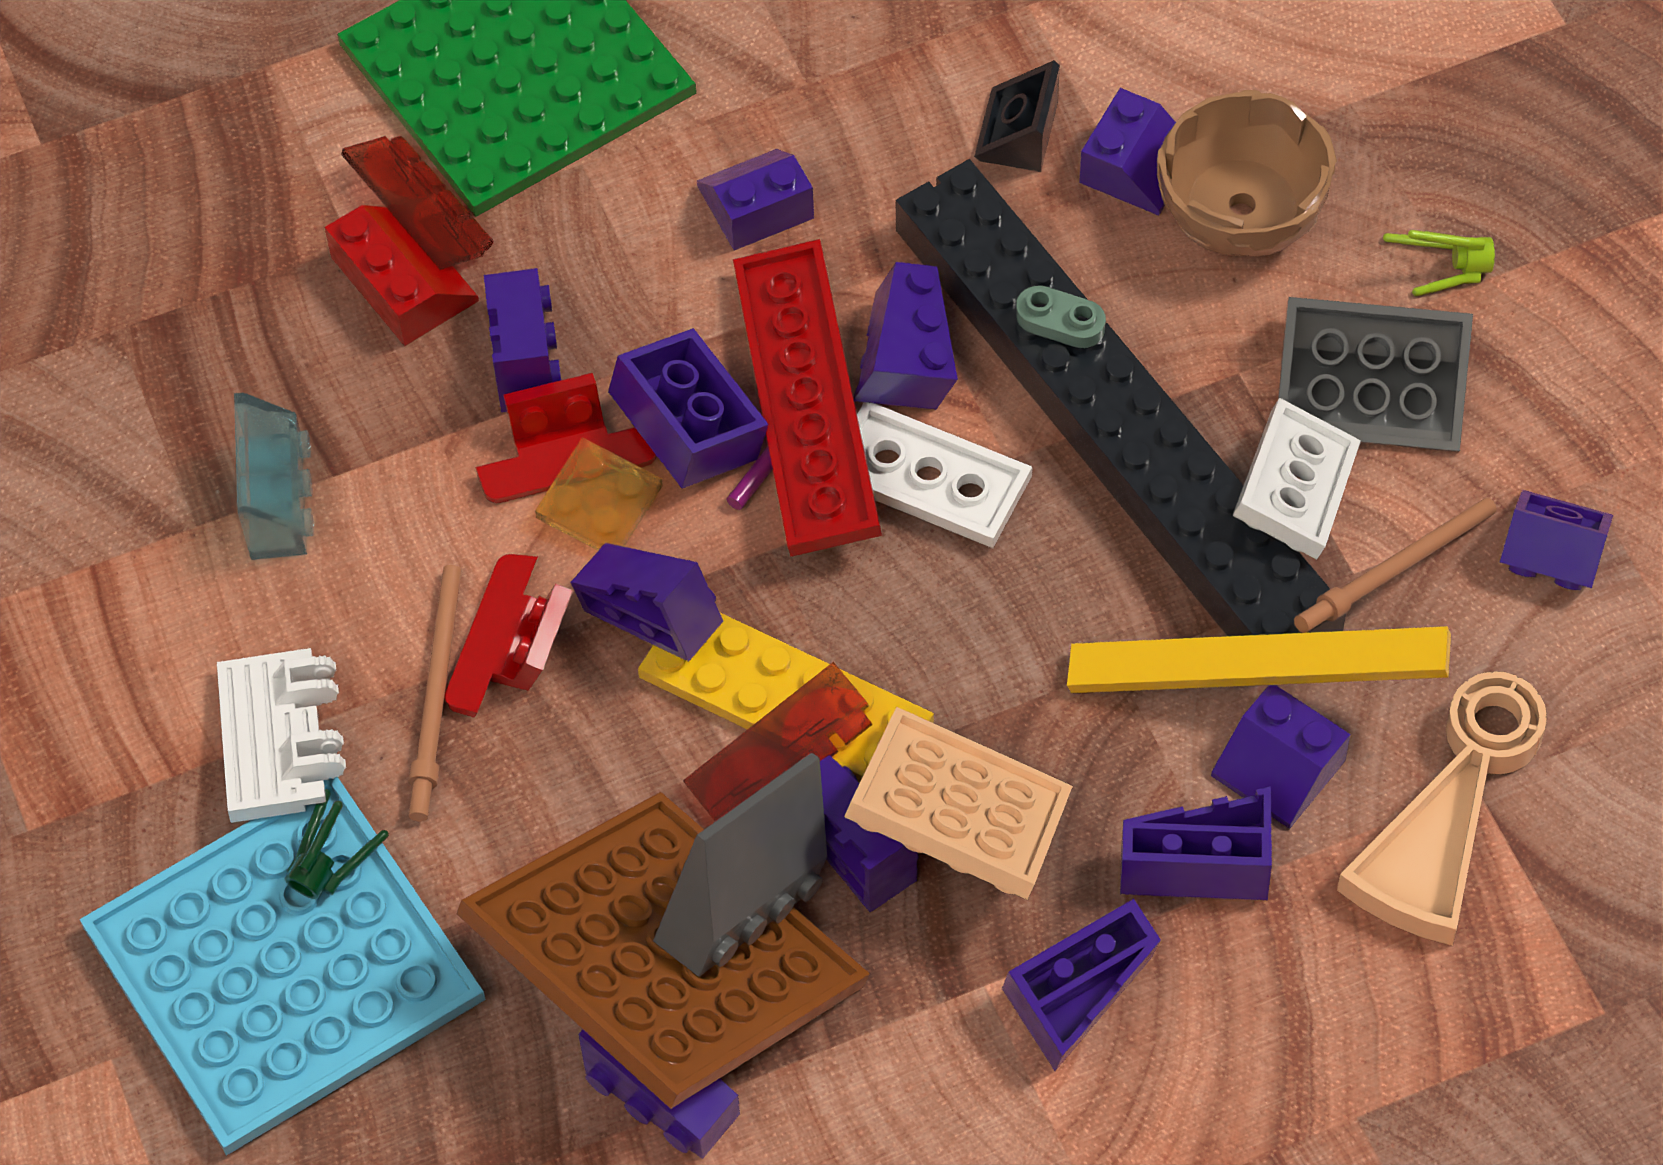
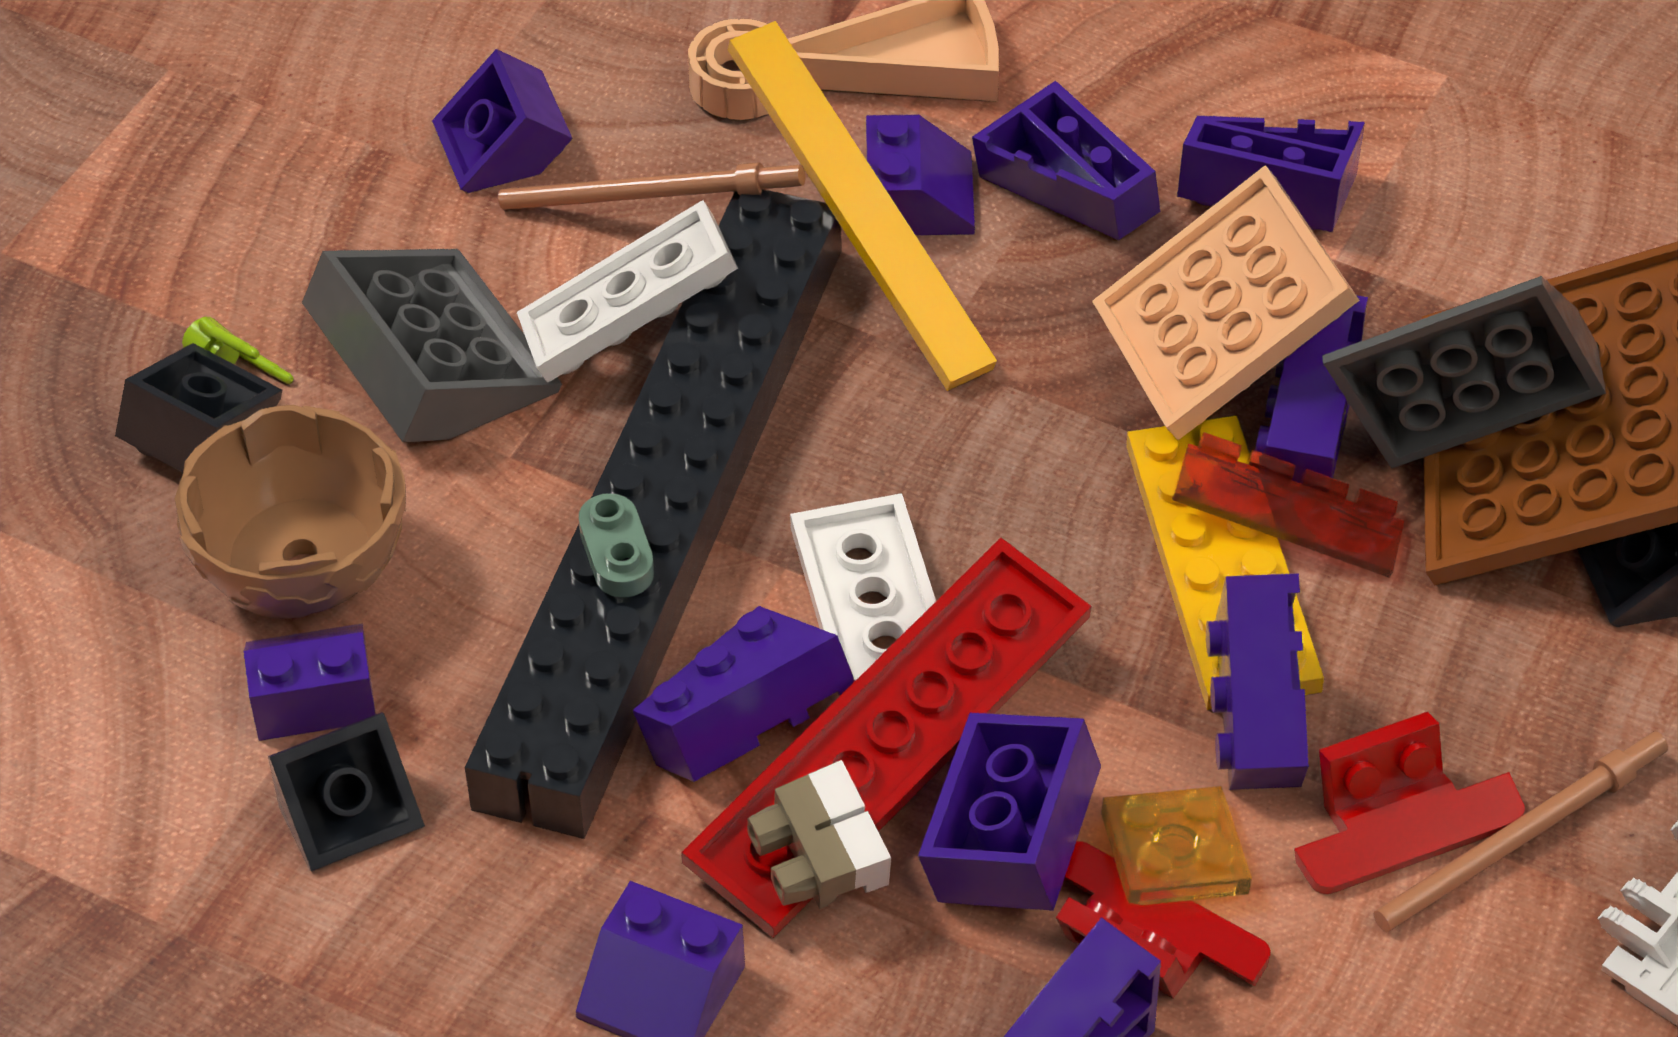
camera: 130 degrees left, 10 degrees down
(750, 295) = (828, 836): none -> dark tan hips
(1407, 197) = (186, 401): none -> black slope

